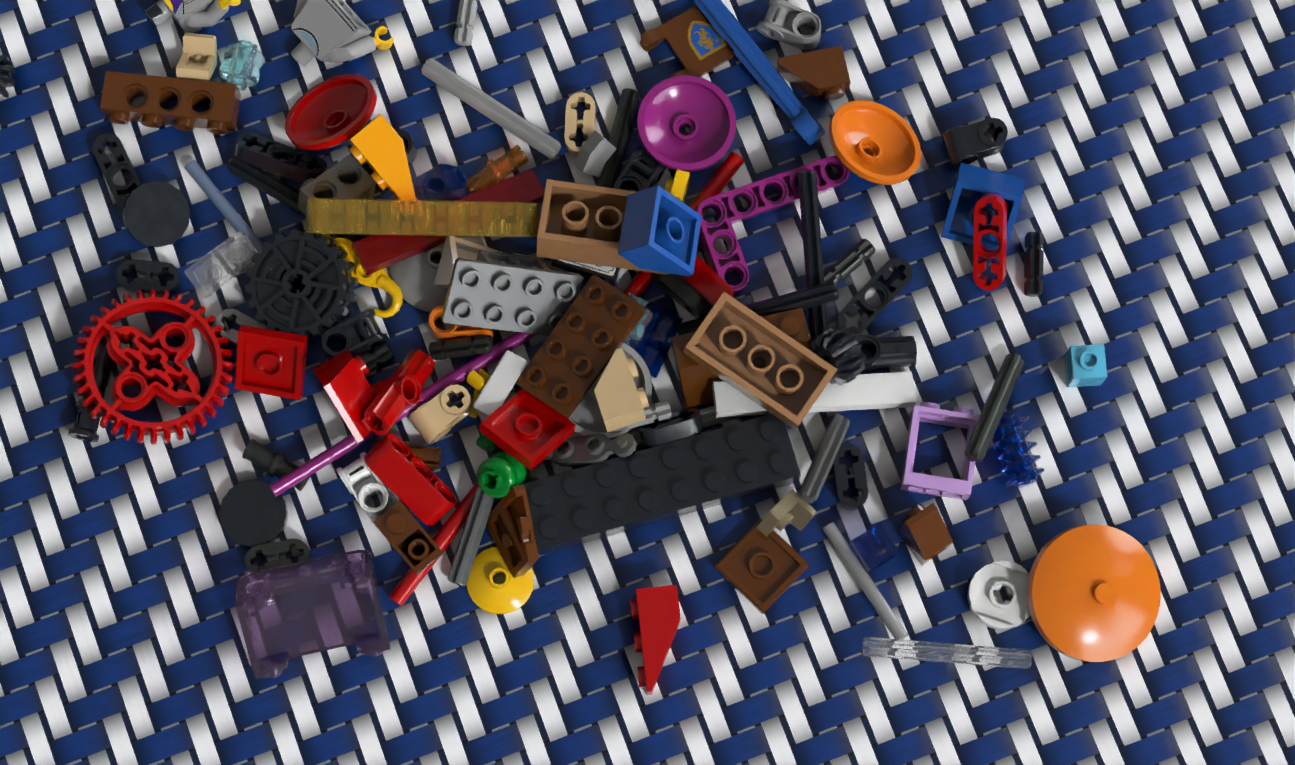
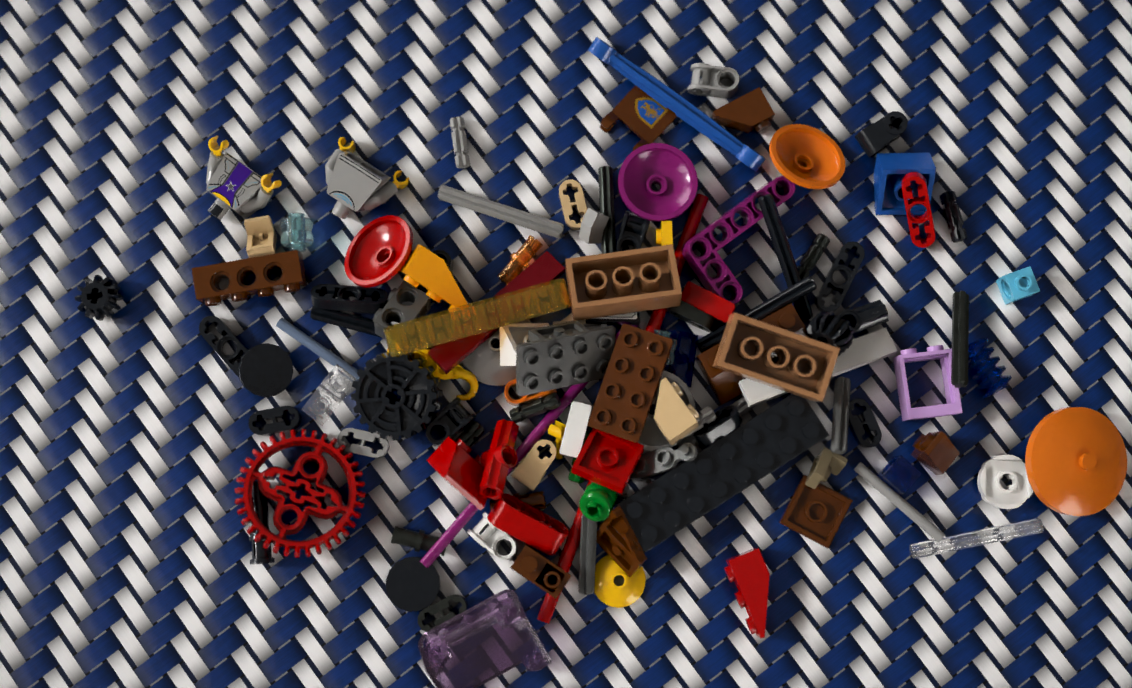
camera: 15 degrees left, 5 degrees up
(271, 362) = (391, 462): red plate -> none
(429, 183) = (472, 288): clear blue brick -> none
(660, 232) = (668, 278): blue slope -> none

